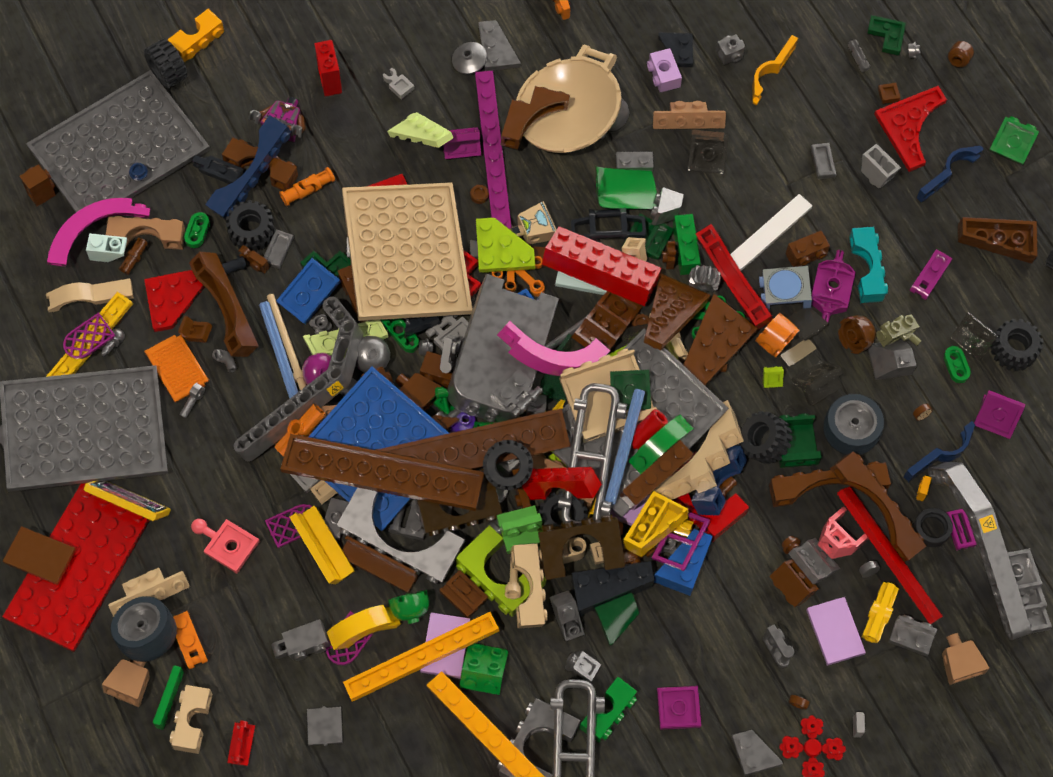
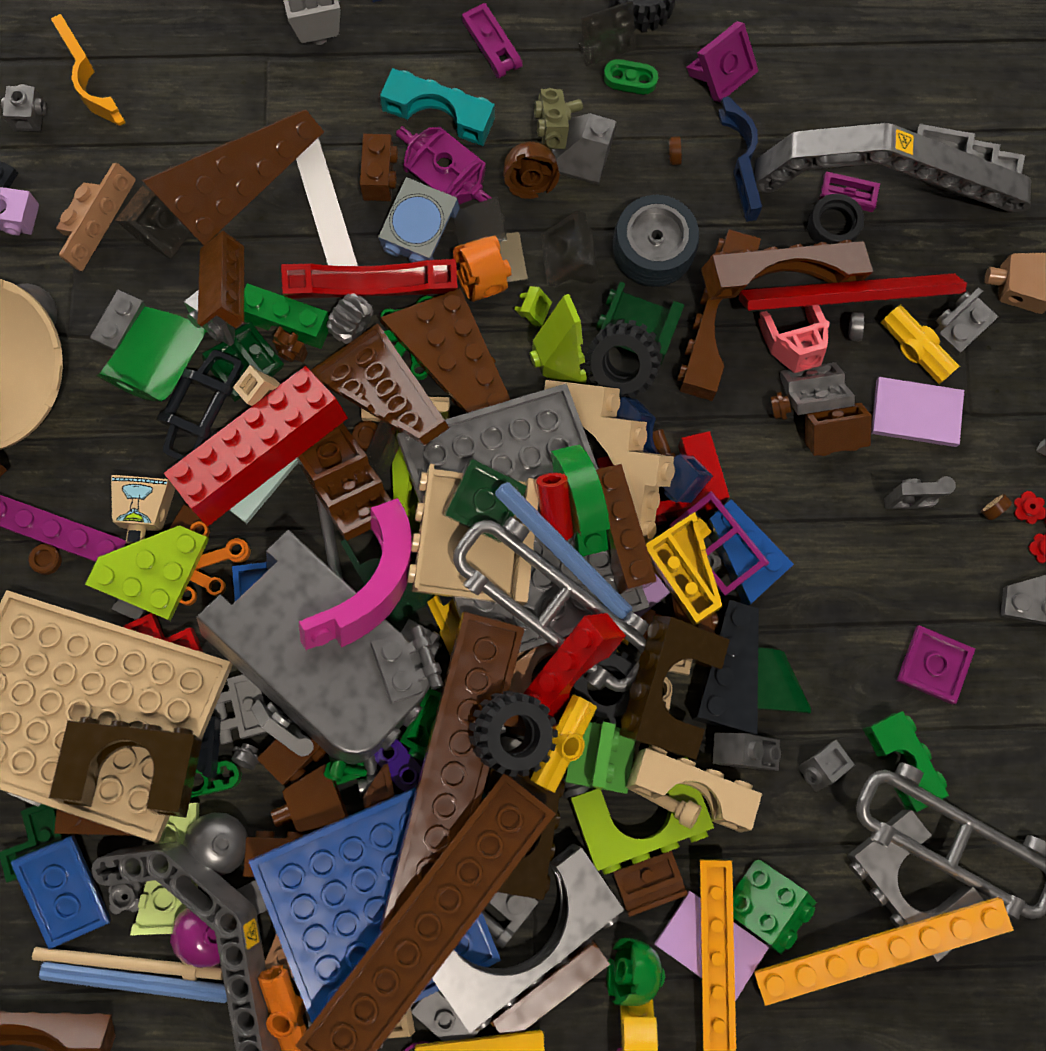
camera: 65 degrees left, 10 degrees up
(392, 261) = (90, 744): none -> dark brown arch
(504, 500) = (568, 743): none -> yellow piece
(686, 200) = (221, 281): none -> reddish brown panel
(749, 172) = (224, 180): none -> reddish brown wing
(751, 397) = (558, 343): none -> lime wedge
(823, 161) = (257, 83): flat silver tile -> none
(923, 488) = (779, 204): light orange tile -> none

